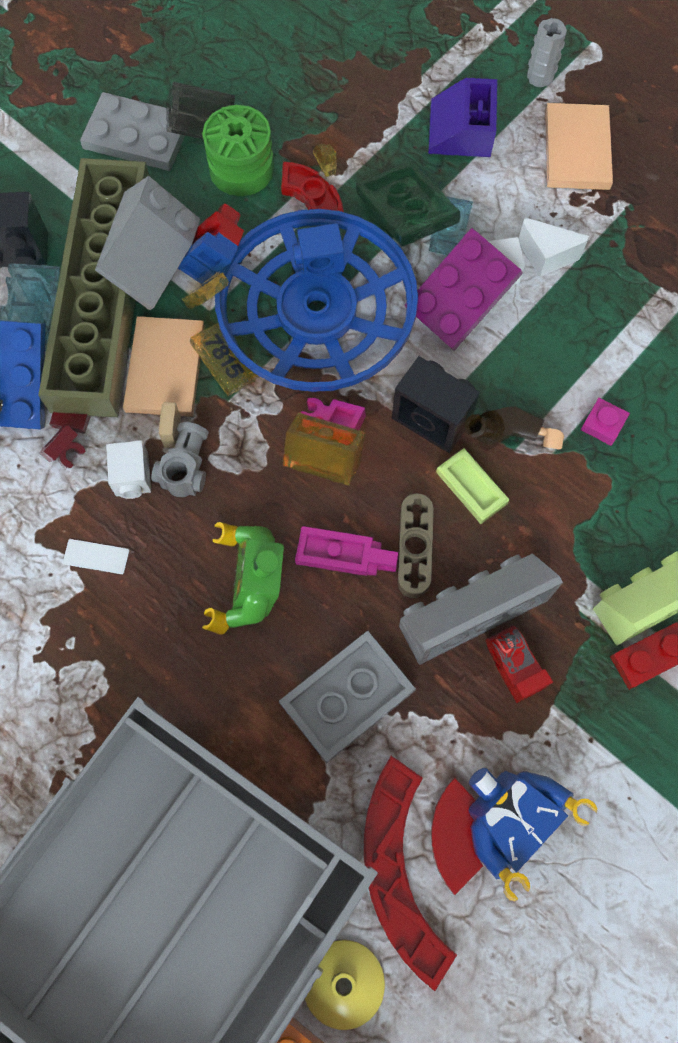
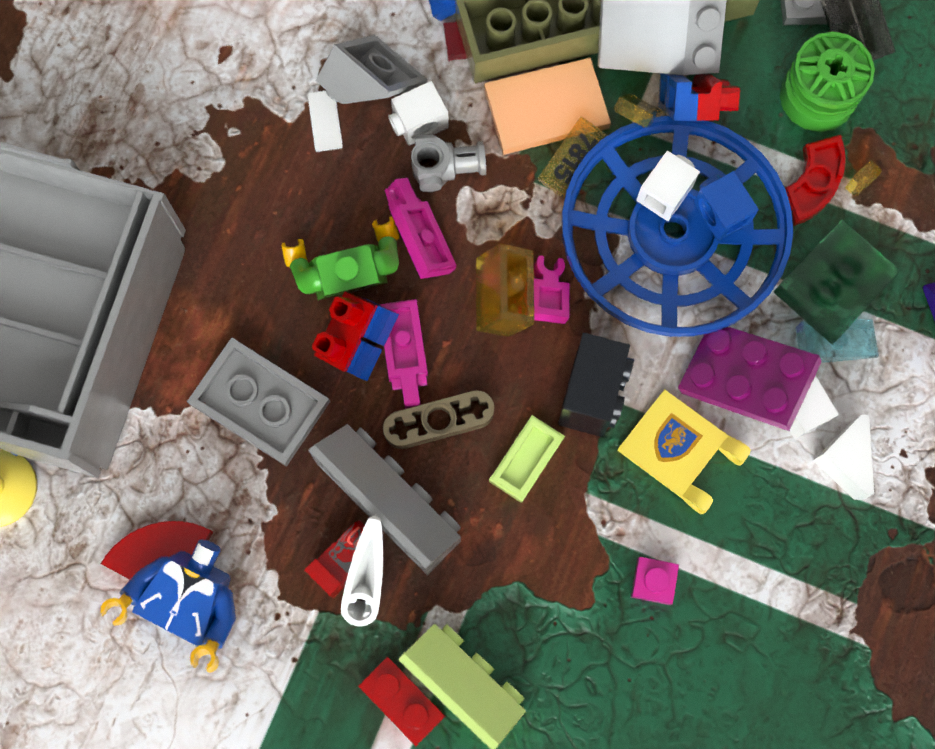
camera: 70 degrees right, 5 degrees up
(60, 444) = (420, 40): dark red tile -> none
(72, 500) = (366, 71): none -> light grey slope
(168, 424) = (482, 130): tan tile -> none
(237, 505) = (419, 231): none -> dark pink hinge
(286, 286) = (668, 185): none -> white brick
(323, 593) = (342, 341): none -> red hips
(390, 888) = (101, 496): red tile -> none
(500, 366) = (676, 446): none -> light yellow flag
(511, 421) = (606, 468): dark brown arm -> none
(553, 647) = (365, 577): none -> white piece

